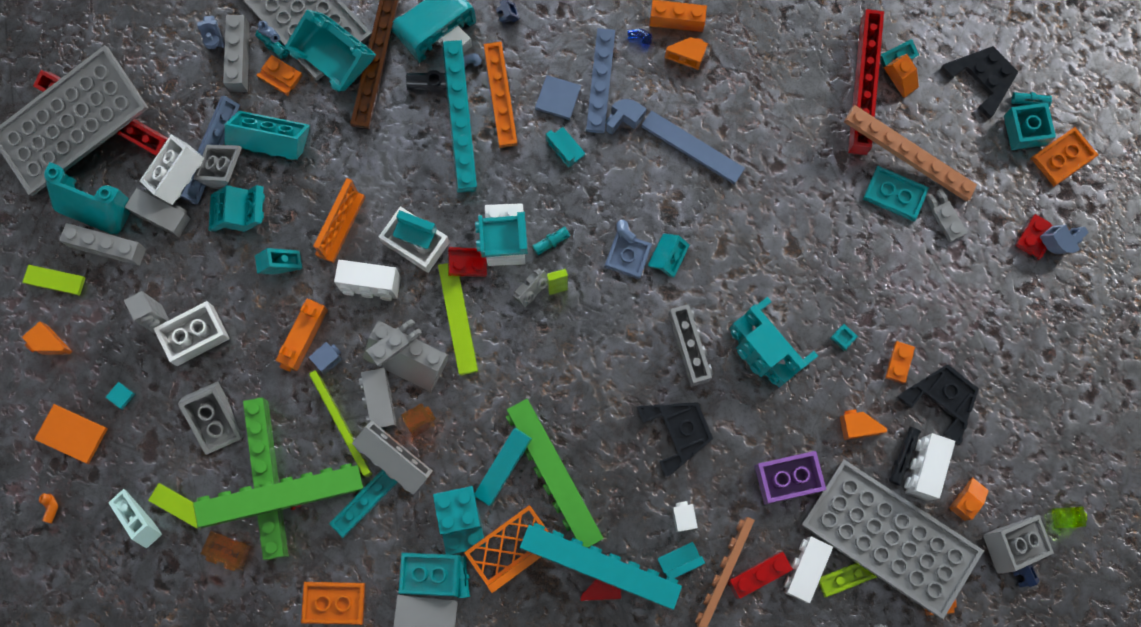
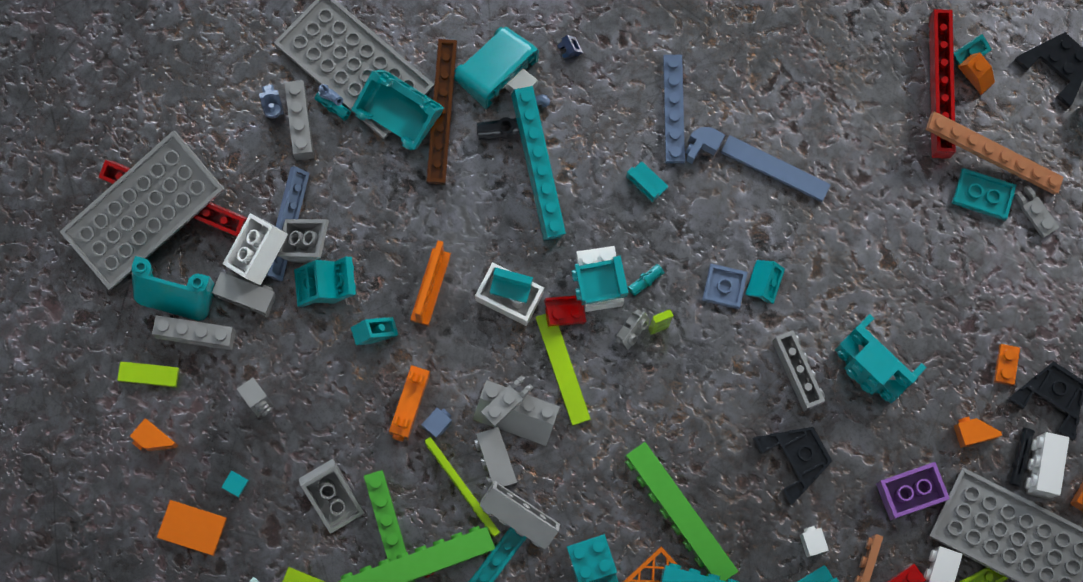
camera: 10 degrees left, 0 degrees up
(191, 333) = (299, 413): white brick -> none
(266, 134) = (342, 201): teal slope -> none
(279, 75) = (345, 137): orange plate -> none
(367, 280) = (469, 340): white brick -> none
(419, 419) = (541, 474): clear orange brick -> none
(500, 94) = (574, 134): orange plate -> none
(502, 466) = (629, 511): teal tile -> none
(558, 97) = (633, 131): sand blue tile -> none
(623, 229) = (717, 261): sand blue arm -> none
(640, 33) = (708, 55): clear blue arm -> none
(678, 15) = (744, 33): orange brick -> none
(687, 52) = (759, 71): orange slope -> none
(843, 337) = (948, 345): teal tile -> none

